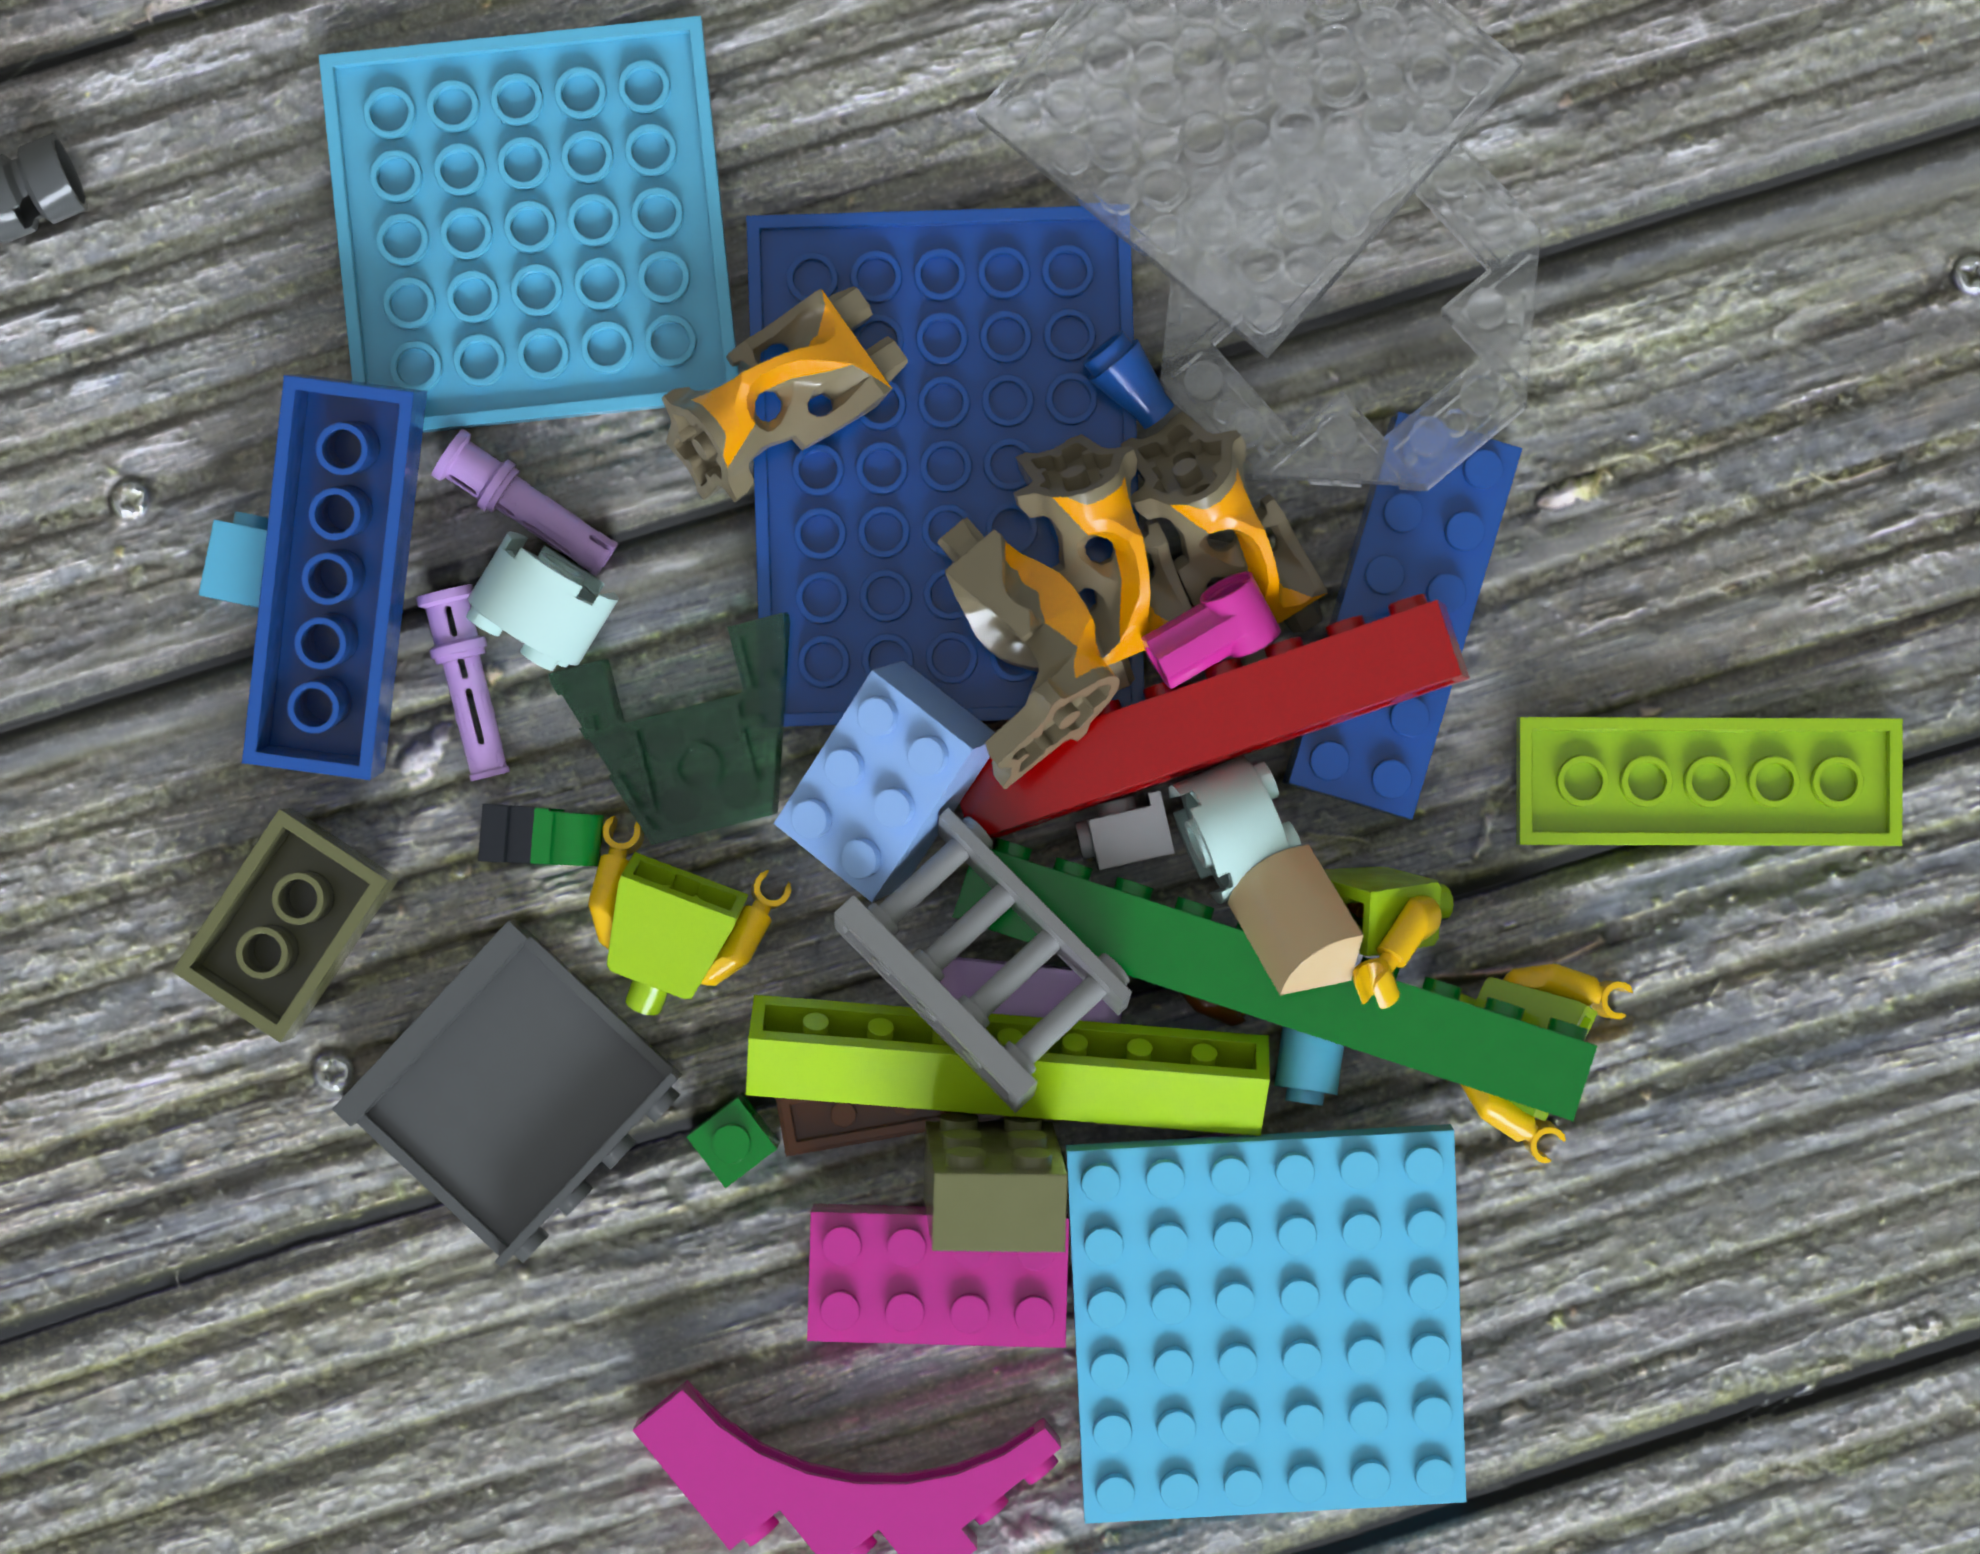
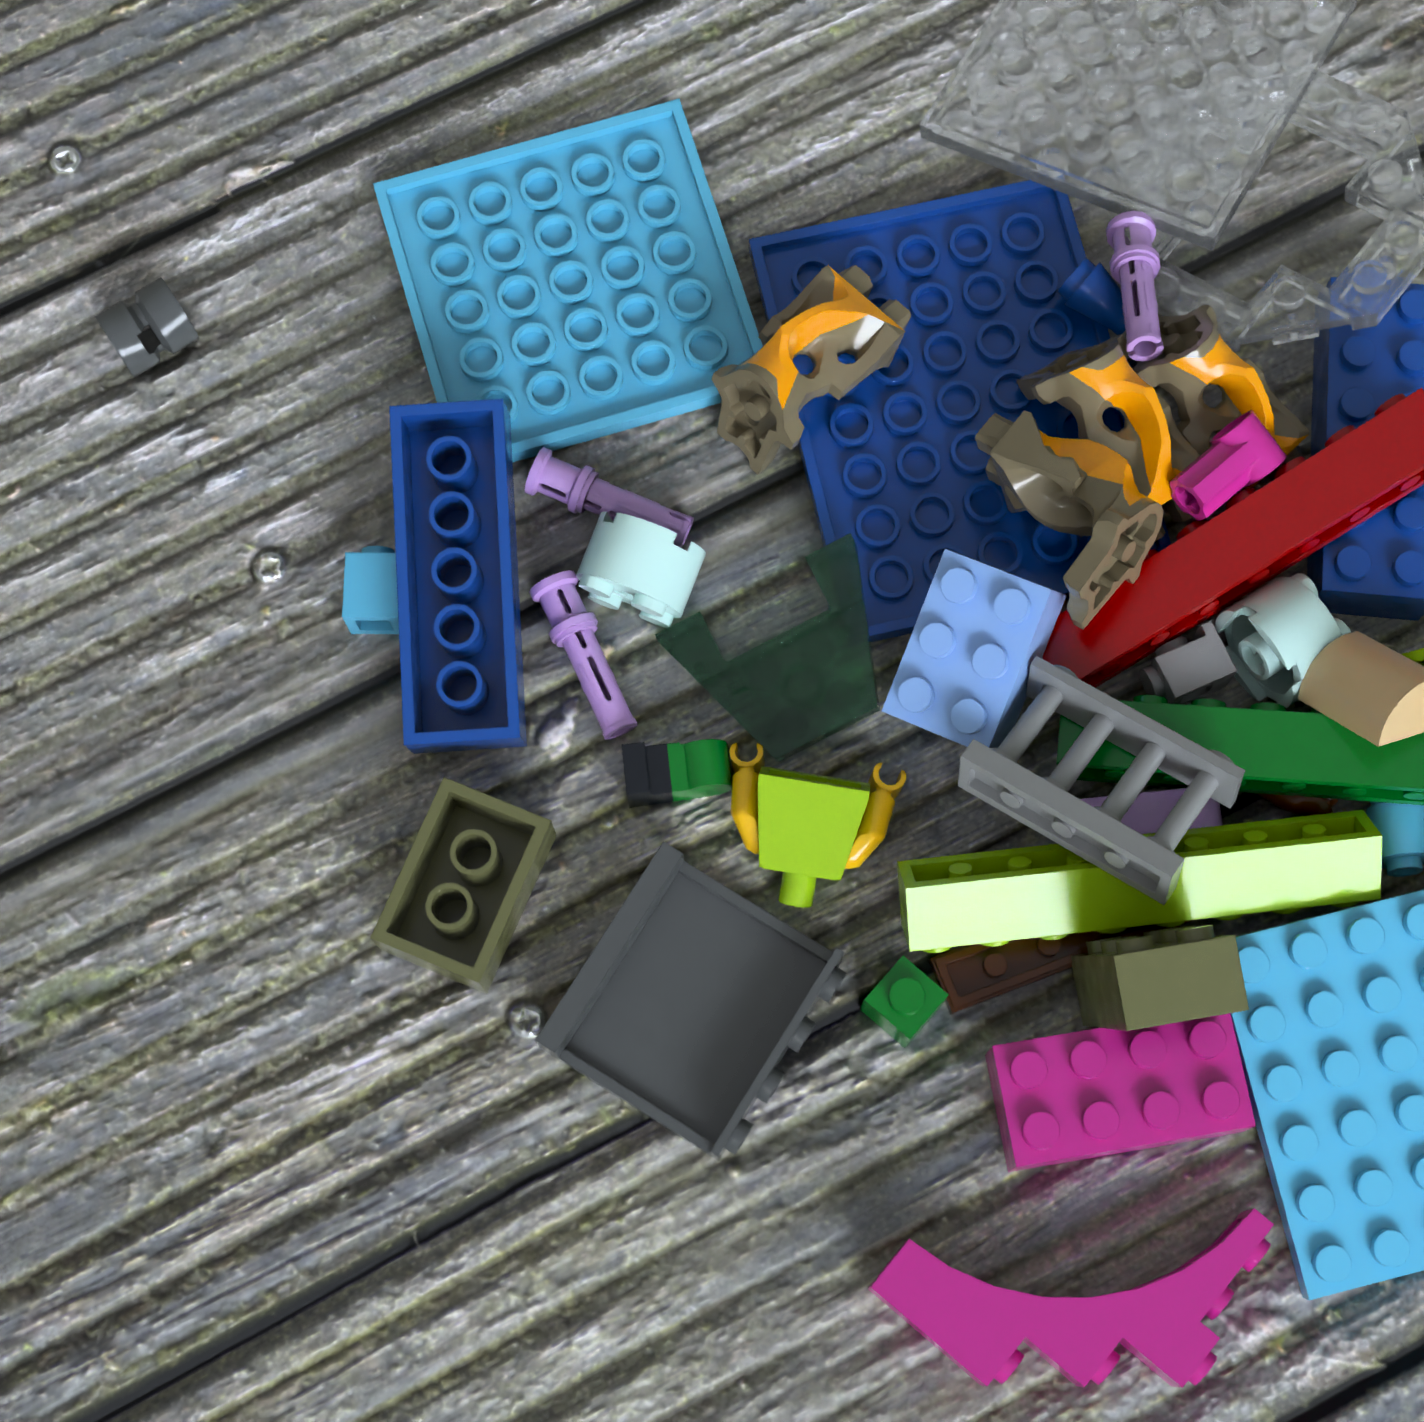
camera: 10 degrees left, 15 degrees down
(1172, 363) = (1135, 268): none -> lavender pin

